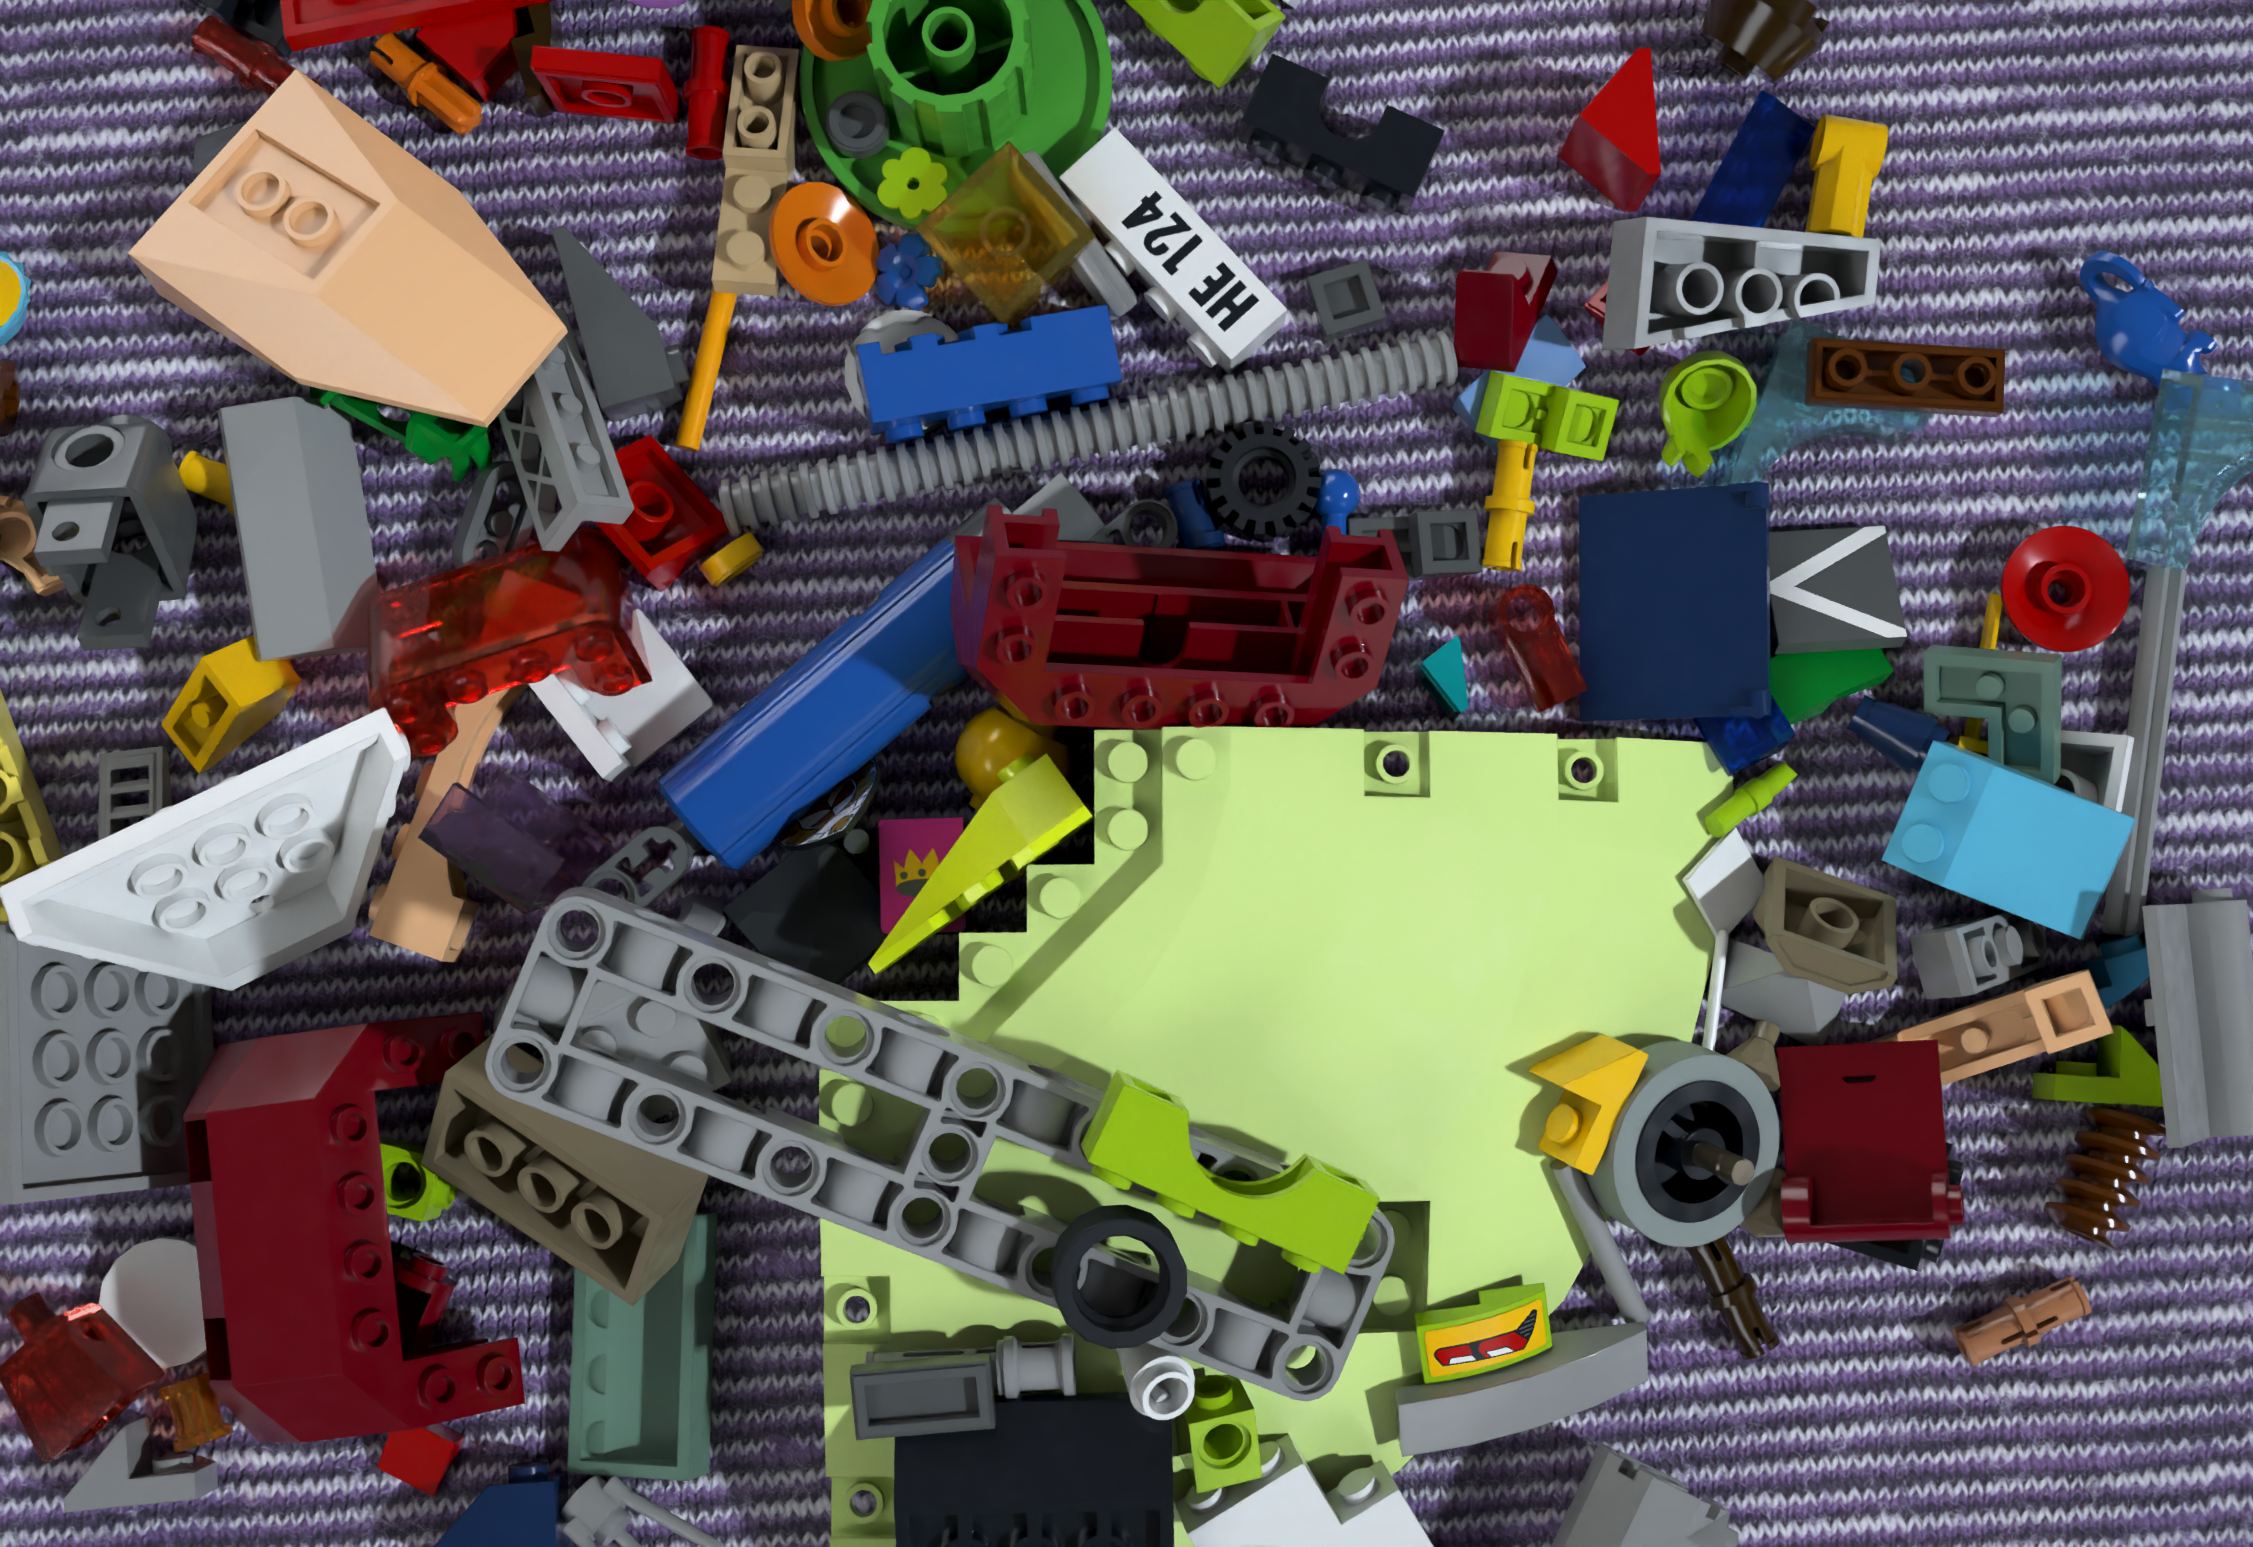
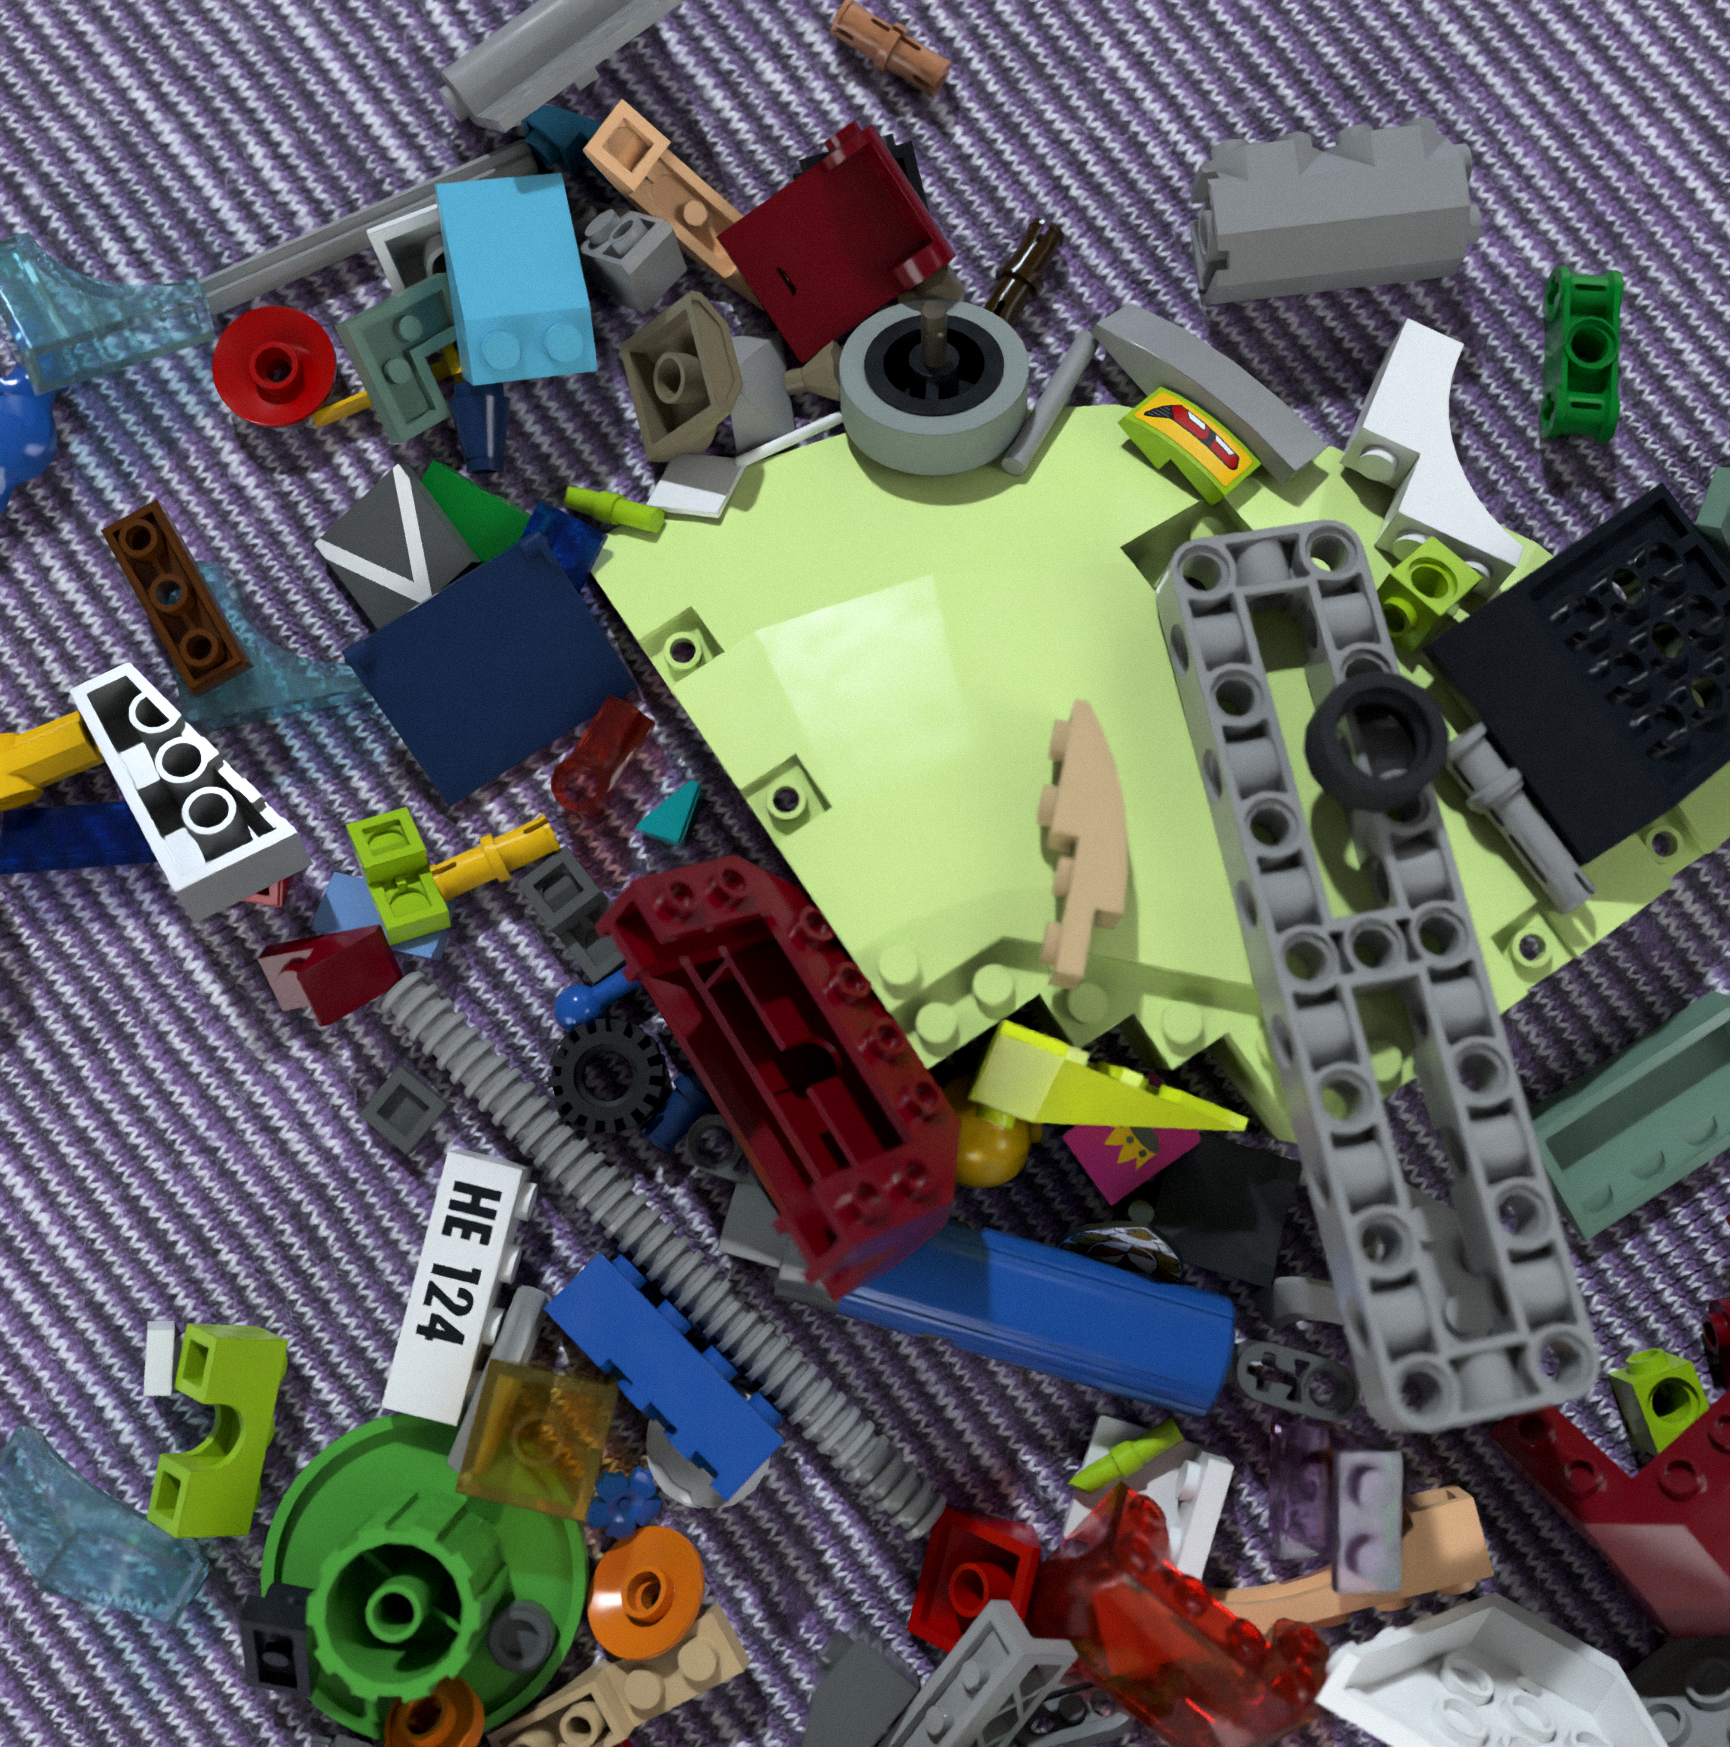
camera: 125 degrees left, 0 degrees up
(565, 1186) = (1603, 1212): dark tan brick -> none
(664, 702) = (1127, 1457): none -> lime piece
(705, 371) = (822, 1619): light orange bar -> none
(732, 560) = (970, 1483): yellow tile -> none
(912, 168) = (530, 1561): lime plant -> none
(922, 1396) = (1571, 842): dark grey tile -> none
(1157, 1381) = (1429, 655): white cone -> none
(1214, 993) = (1089, 822): none -> tan slope
(1305, 1209) = (1217, 623): lime arch -> none
(1380, 167) = (270, 1154): black arch -> none
(1597, 1085) = (939, 475): yellow slope -> none
(1617, 136) = (115, 967): red slope -> none
(1704, 407) = (307, 749): lime piece -> none
(2104, 1174) = (735, 49): reddish brown piece -> none
(2120, 1076) = (653, 88): lime slope -> none

